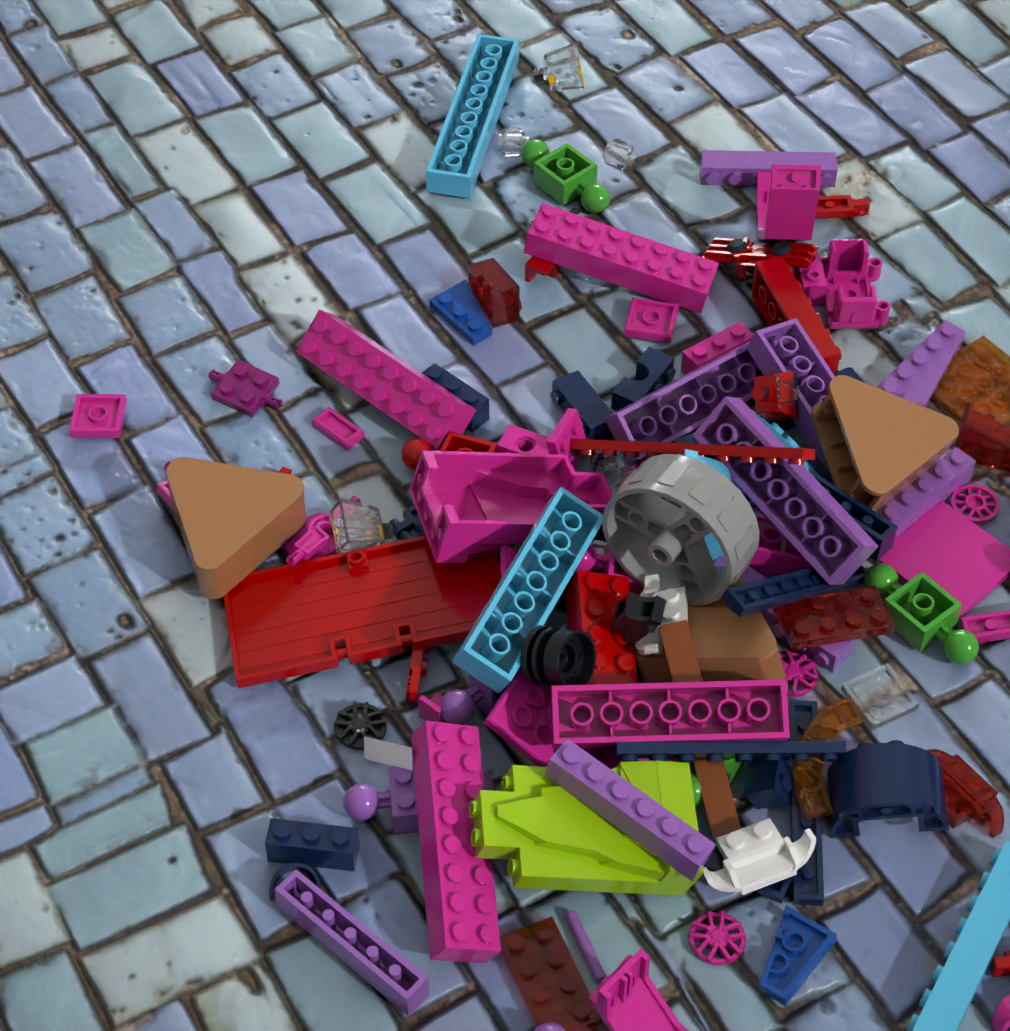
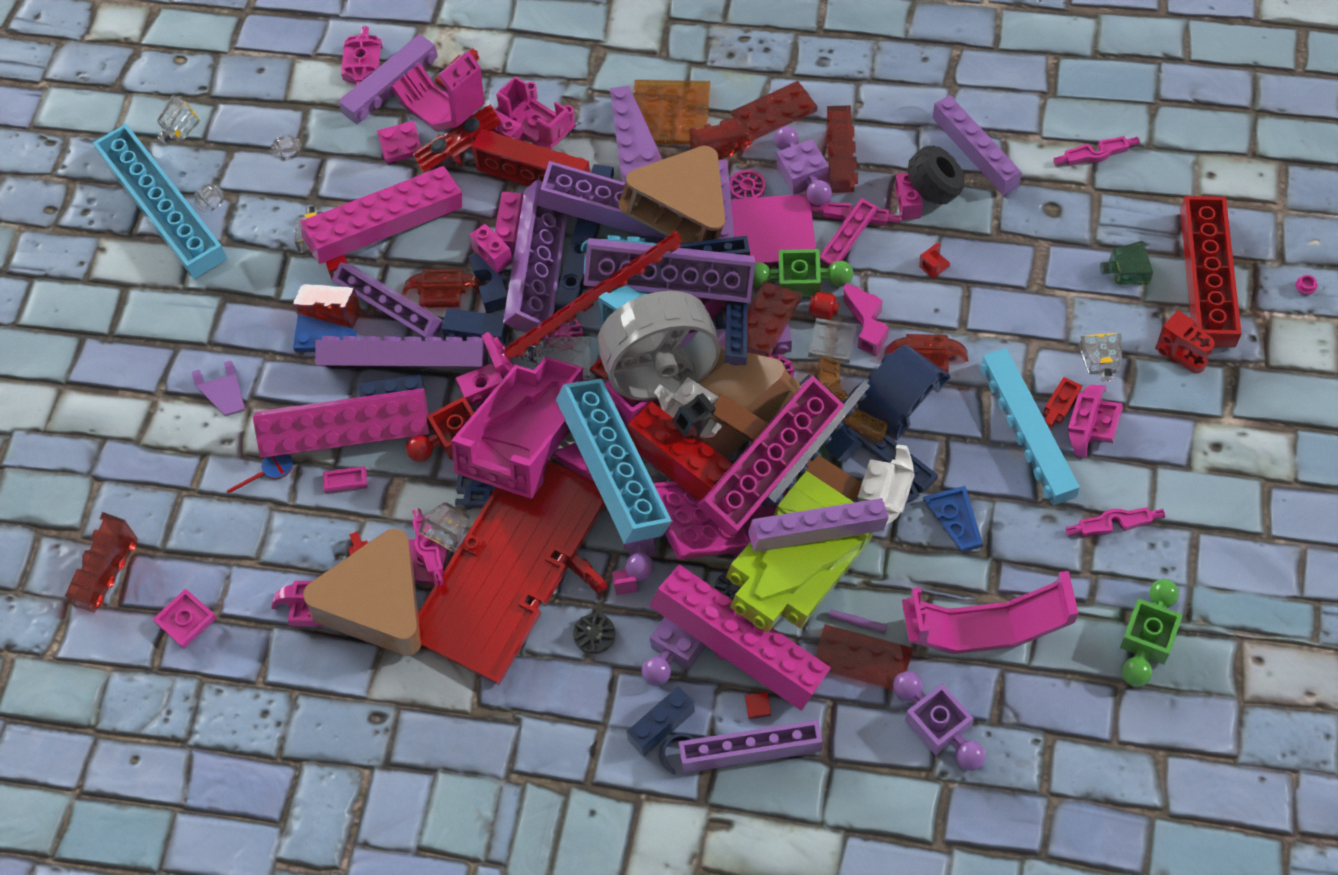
camera: 45 degrees left, 10 degrees up
(98, 323) = (101, 563): none -> clear red wedge
(245, 388) = (253, 511): magenta plate -> none
(301, 372) = (273, 467): none -> blue piece
(341, 287) = (222, 391): none -> medium lavender flag
(388, 753) = (640, 630): white sticker -> none
(407, 921) = (757, 705): none -> red tile
(493, 365) = (394, 352): none -> medium lavender brick
(541, 325) = (388, 300): none -> medium lavender brick
(558, 656) = (679, 482): black wheel -> none
(565, 175) = (272, 190): bright green brick -> none
(599, 354) = (441, 287): none -> clear red plate
(651, 320) = (443, 237): dark pink plate -> none
(668, 352) = (491, 248): none -> dark pink brick
(715, 222) = (399, 141): none -> dark pink plate
(717, 938) = (911, 548): dark pink wheel -> none
(759, 136) = (356, 68): none -> dark pink plate
(776, 396) = (594, 217): red torso -> none
(908, 659) = (823, 305): none -> red head
(950, 701) = (866, 310): none -> dark pink arch

